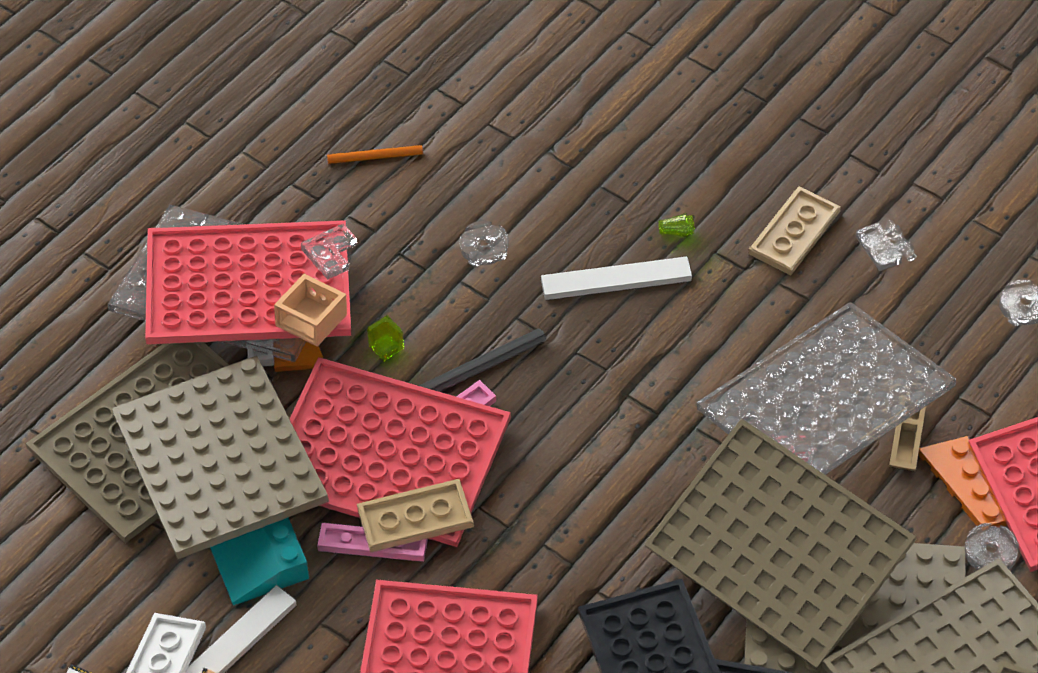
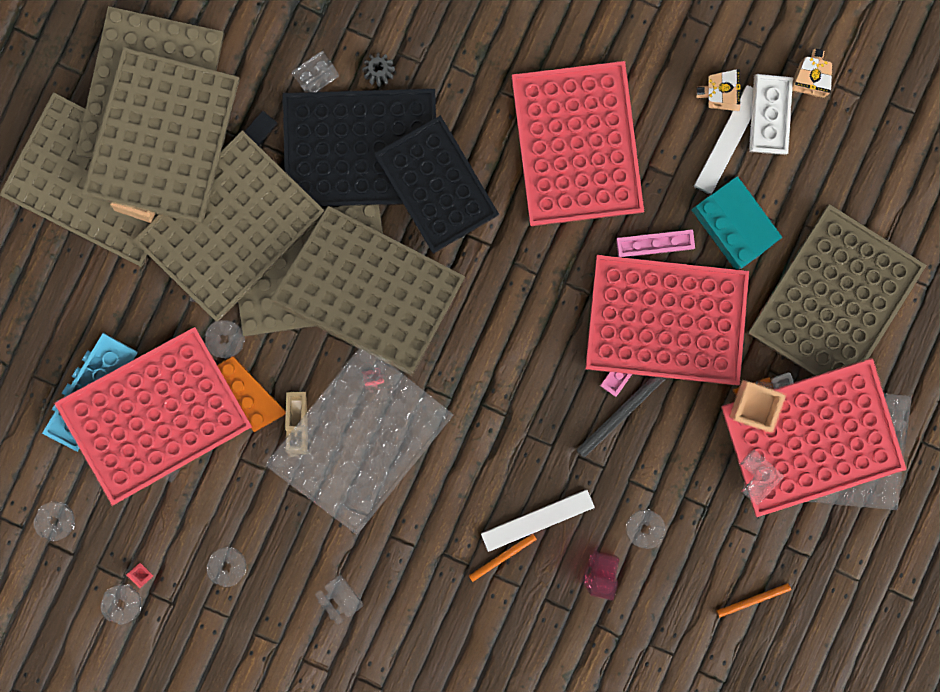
camera: 160 degrees right, 35 degrees up
(219, 456) = (785, 278): dark tan plate -> none
(385, 338) = (695, 419): clear neon green panel -> none
(415, 515) = (631, 266): tan tile -> none
(553, 202) = (601, 579): none -> clear pink brick
(672, 249) = (502, 557): none -> orange bar
(678, 225) = (499, 581): clear neon green cone -> none
(794, 230) = (411, 600): tan tile -> none

